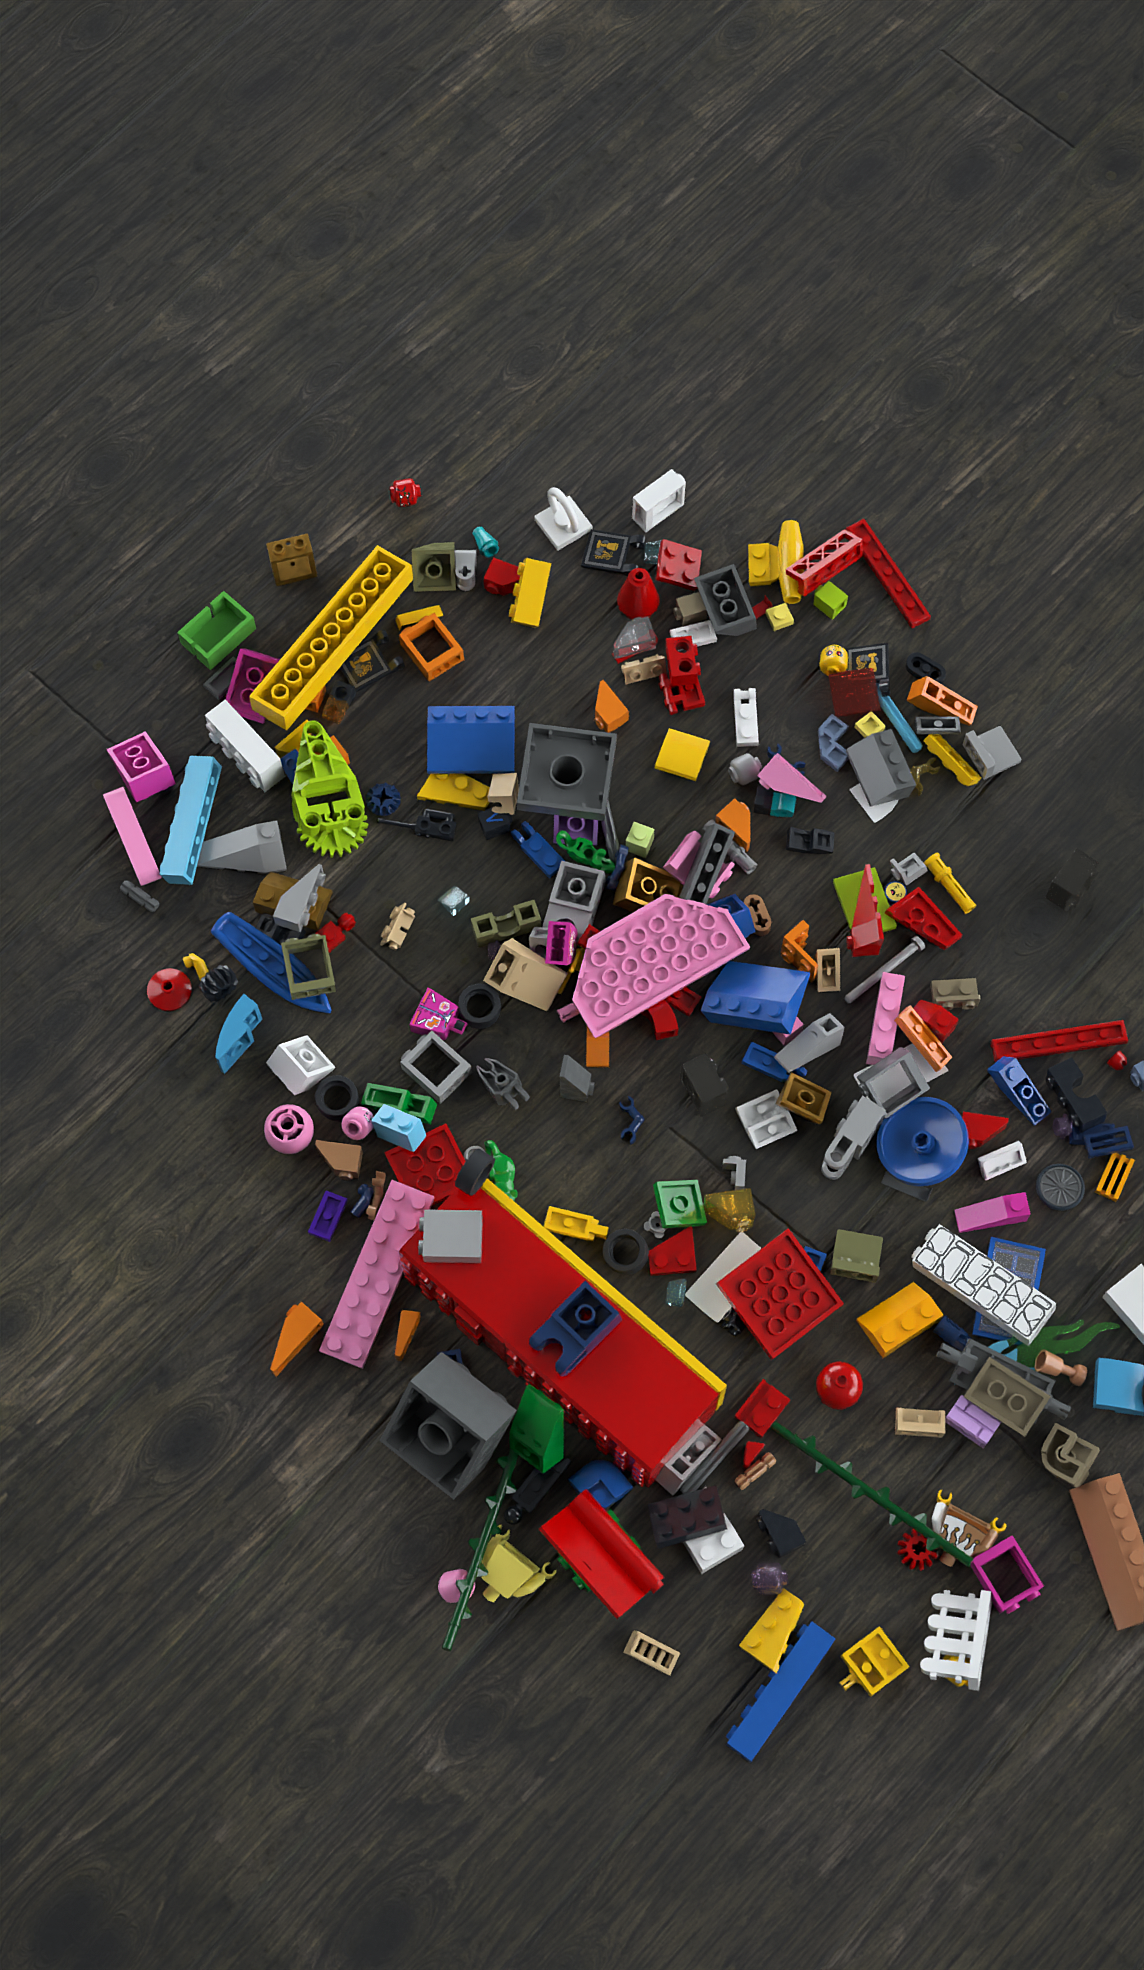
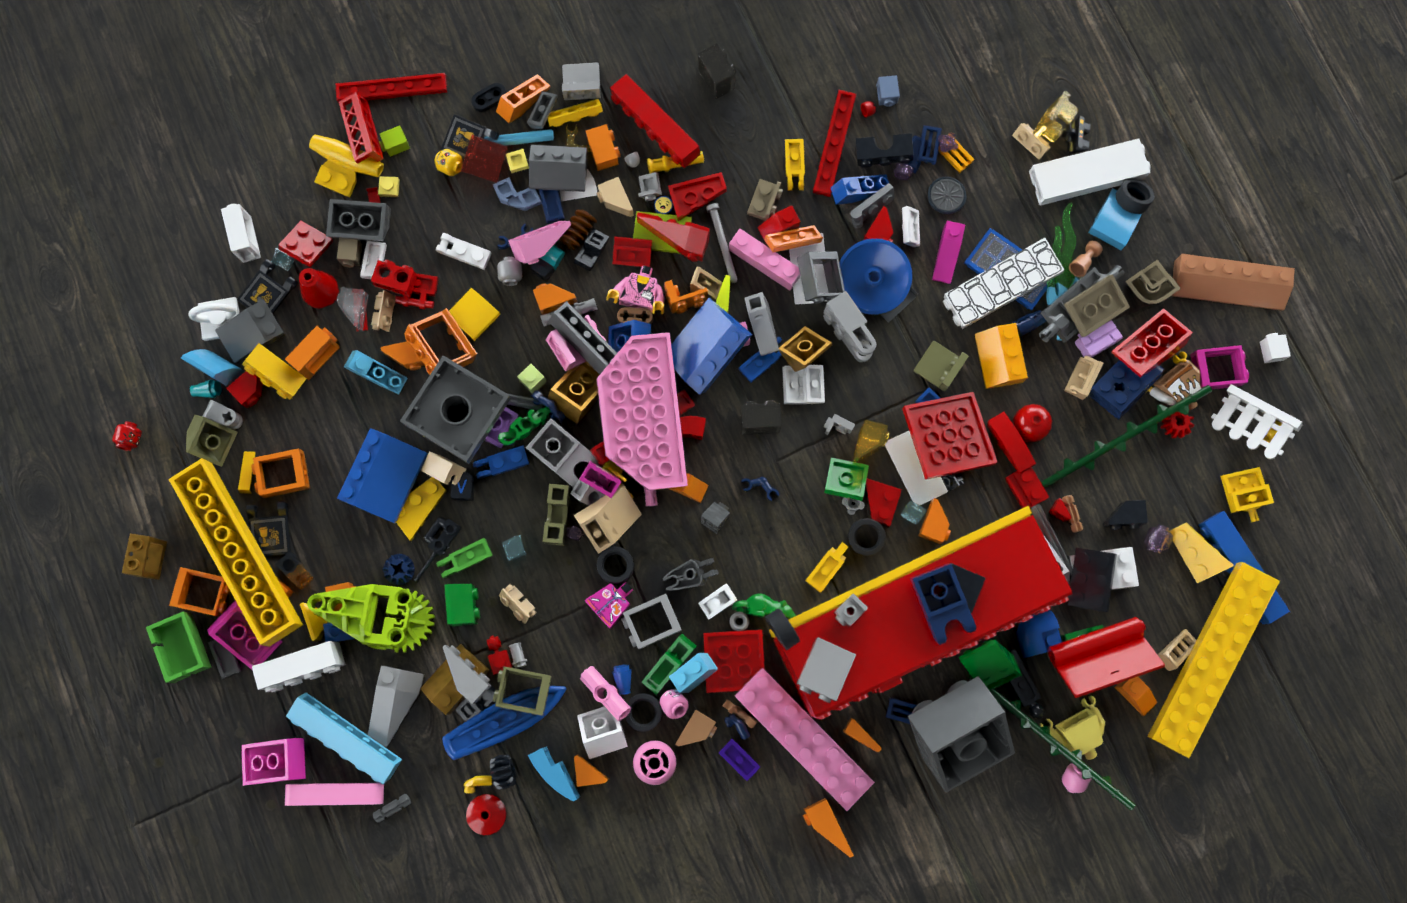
camera: 70 degrees left, 10 degrees up
(251, 1066) = (586, 773): none -> orange slope
(274, 609) = (182, 587): none -> orange window
(340, 1049) = (613, 701): none -> bright pink piece
(344, 949) = (517, 655): none -> light grey pin
(363, 1063) = (622, 678): none -> blue cone
(371, 870) = (461, 604): none -> green slope
(423, 857) = (466, 557): none -> bright green hinge
(486, 1123) = (717, 601): none -> white slope
(510, 534) = (213, 365): none -> dark azure slope
(531, 1242) = (858, 607): none -> light grey brick
(567, 620) = (313, 352): none -> orange window
(569, 554) = (248, 329): none -> dark grey slope
(576, 689) = (375, 372): none -> medium azure slope
(579, 1622) = (1137, 694): none -> orange slope
(608, 1352) = (970, 584): none -> black tile
(616, 720) = (424, 351): none -> orange window
(655, 1688) = (1213, 659): none -> yellow brick
(676, 1318) = (935, 524): none -> orange slope
(785, 904) = (639, 291): none -> torso
(804, 1367) = (1011, 442): none -> red slope
(820, 995) = (723, 296): none -> neon yellow slope
(824, 815) = (577, 227): none -> reddish brown piece
(826, 881) = (632, 251): none -> red plate
(838, 782) = (551, 205): none -> dark blue tile
(879, 838) = (614, 197): none -> tan slope
(928, 803) = (602, 147): none -> orange brick
(930, 840) = (632, 159): none -> light grey hinge
(938, 1470) = (1128, 383): none -> dark blue brick
(983, 841) = (654, 121): none -> red brick
(992, 1477) = (1153, 343): none -> red slope
(1004, 1107) = (872, 205): none -> dark grey plate
(1013, 1007) = (794, 162): none -> yellow hinge
(1062, 1633) = (1274, 348): none -> white brick
(1120, 1153) = (944, 147): none -> plate

